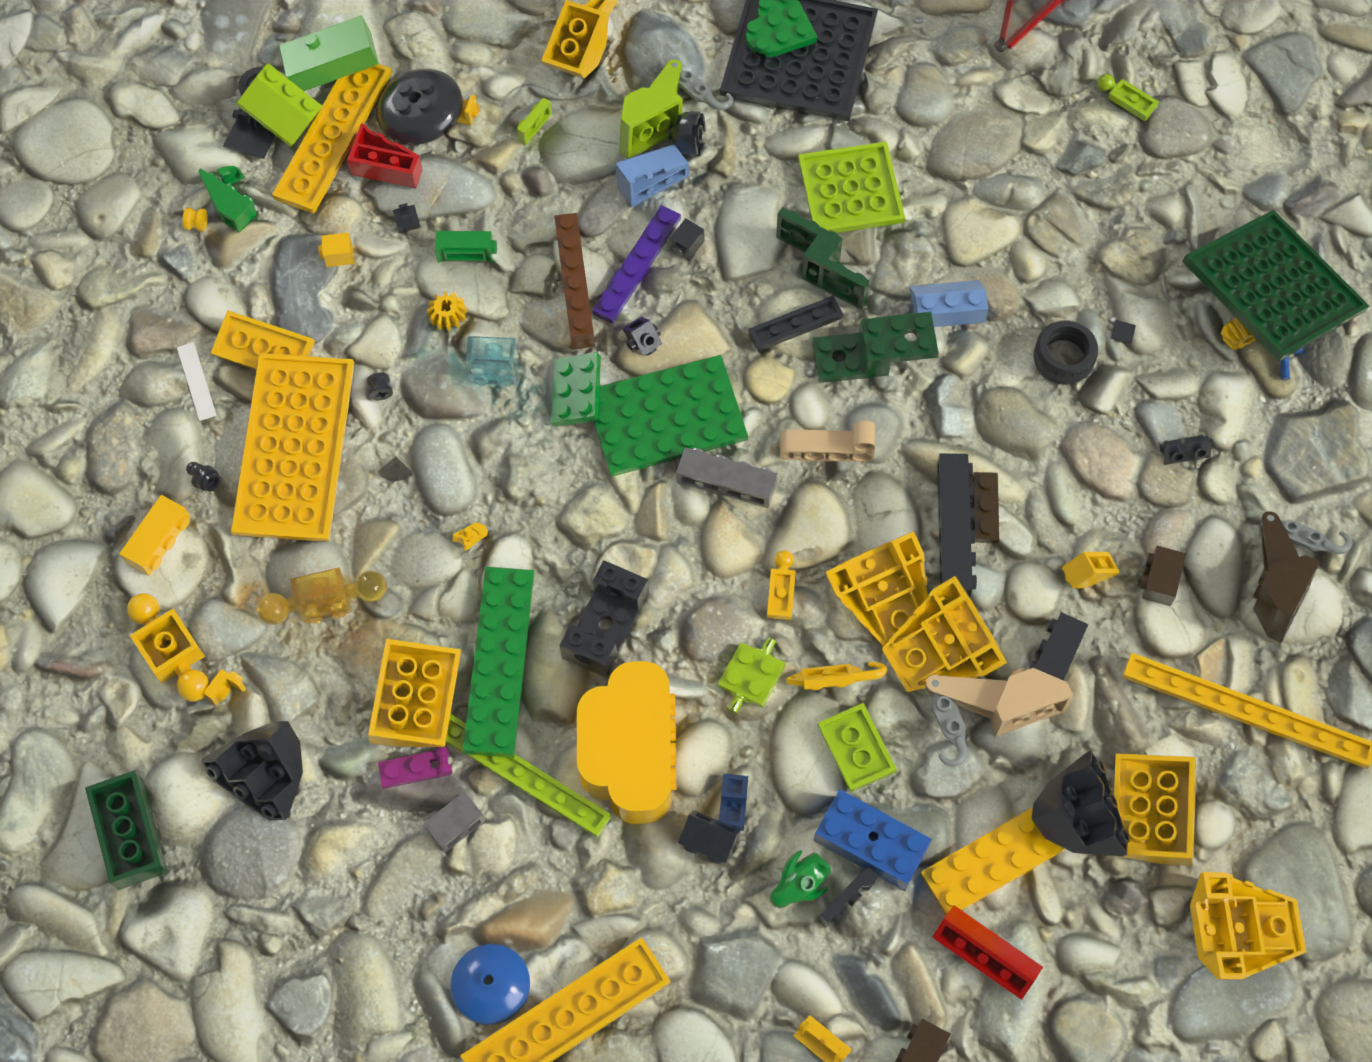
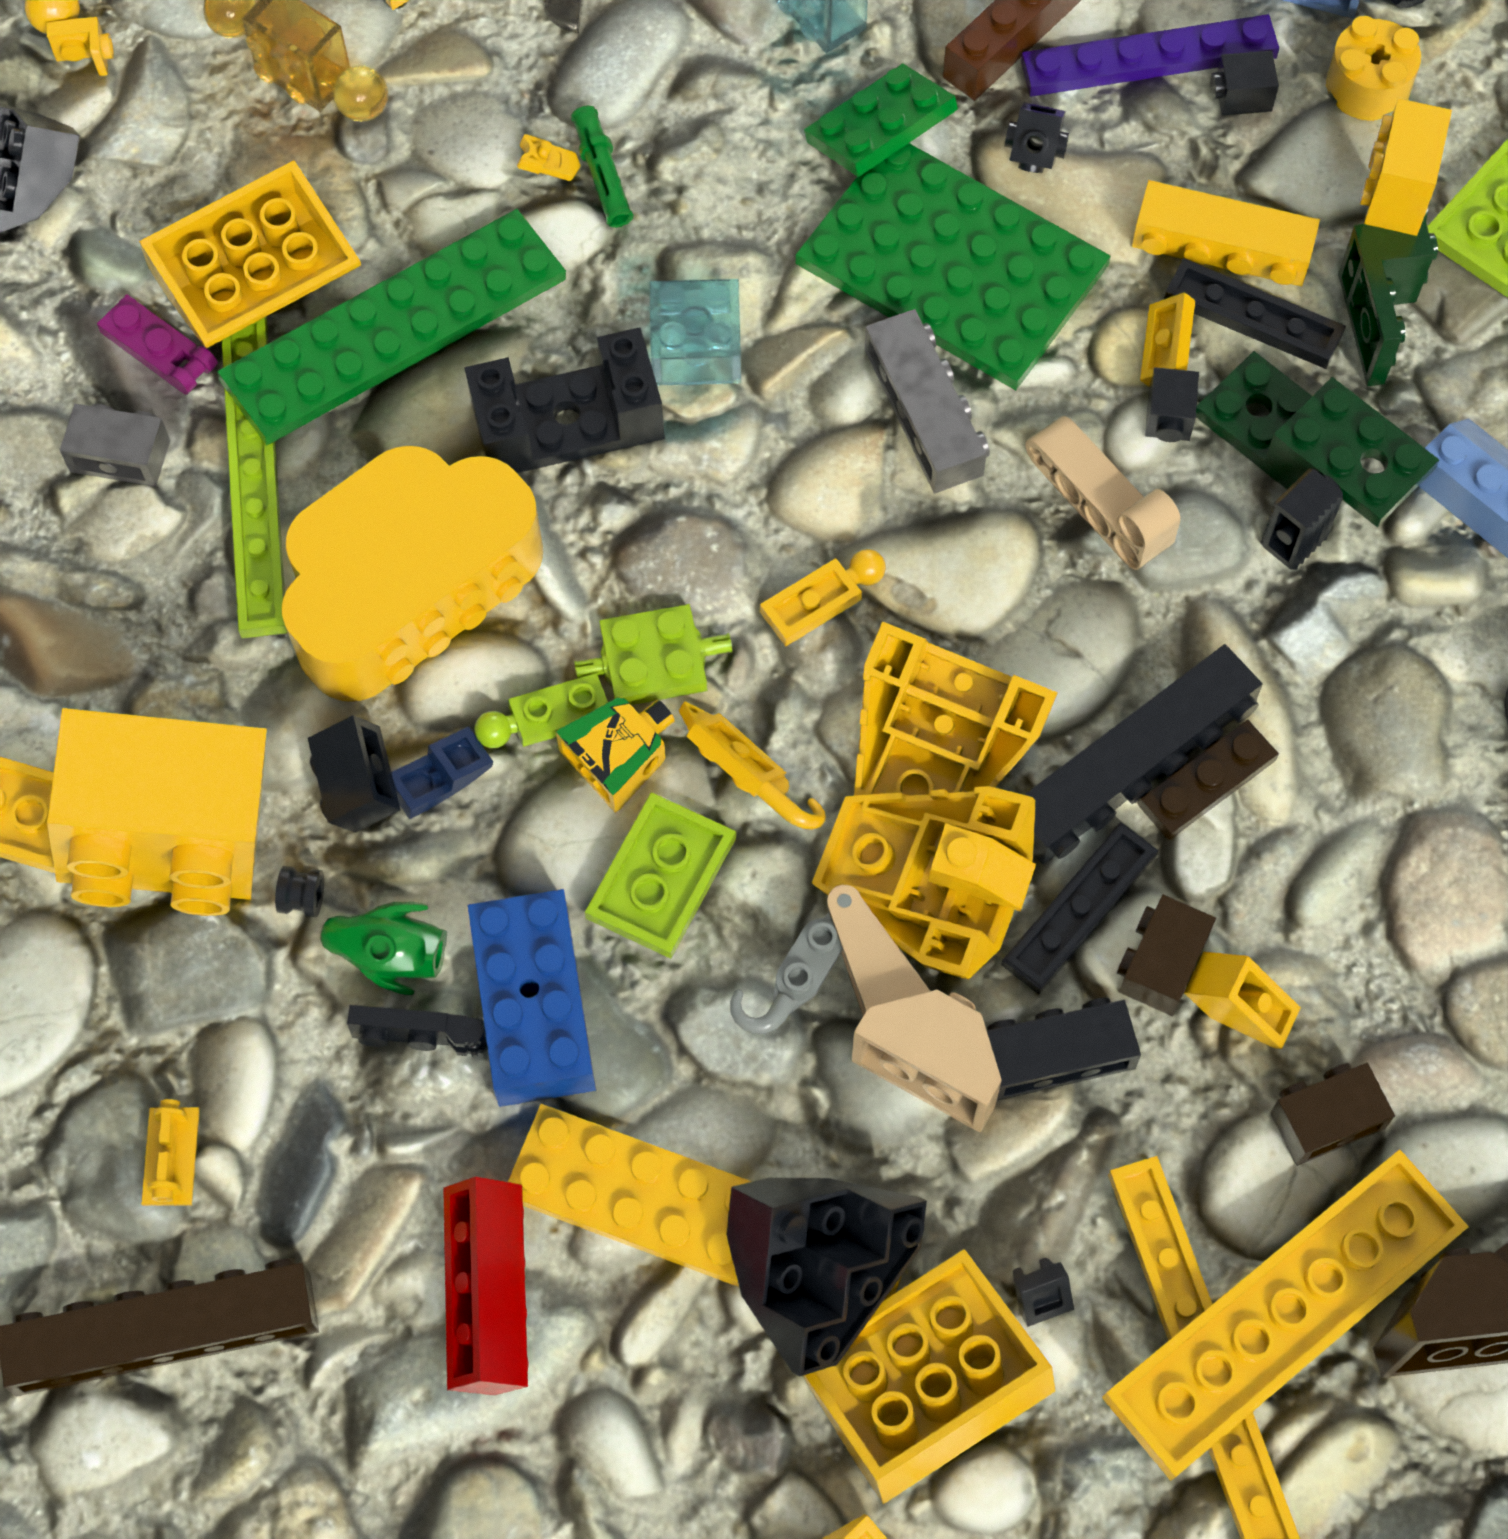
camera: 50 degrees right, 0 degrees up
(469, 506) = (597, 151): none -> green pin
(614, 539) = (695, 332): none -> clear light blue brick
(673, 927) = (156, 809): none -> yellow brick
(725, 188) = (1373, 67): none -> yellow brick
(742, 738) = (541, 712): none -> lime plate
(744, 899) = (299, 891): none -> black wheel
(750, 304) = (1225, 233): none -> yellow brick
(780, 365) = (1168, 335): none -> yellow plate
(785, 721) = (616, 747): none -> torso
(804, 215) = (1405, 166): none -> yellow brick
(811, 387) = (1172, 404): none -> black brick
(909, 380) = (1302, 518): none -> black brick
(963, 621) = (981, 868): none -> yellow slope
(1001, 599) = (1079, 908): none -> black tile
(1050, 582) = (1166, 955): none -> dark brown brick
(1154, 738) = (1043, 1292): none -> black tile
(1232, 657) = (1284, 1314): none -> yellow plate

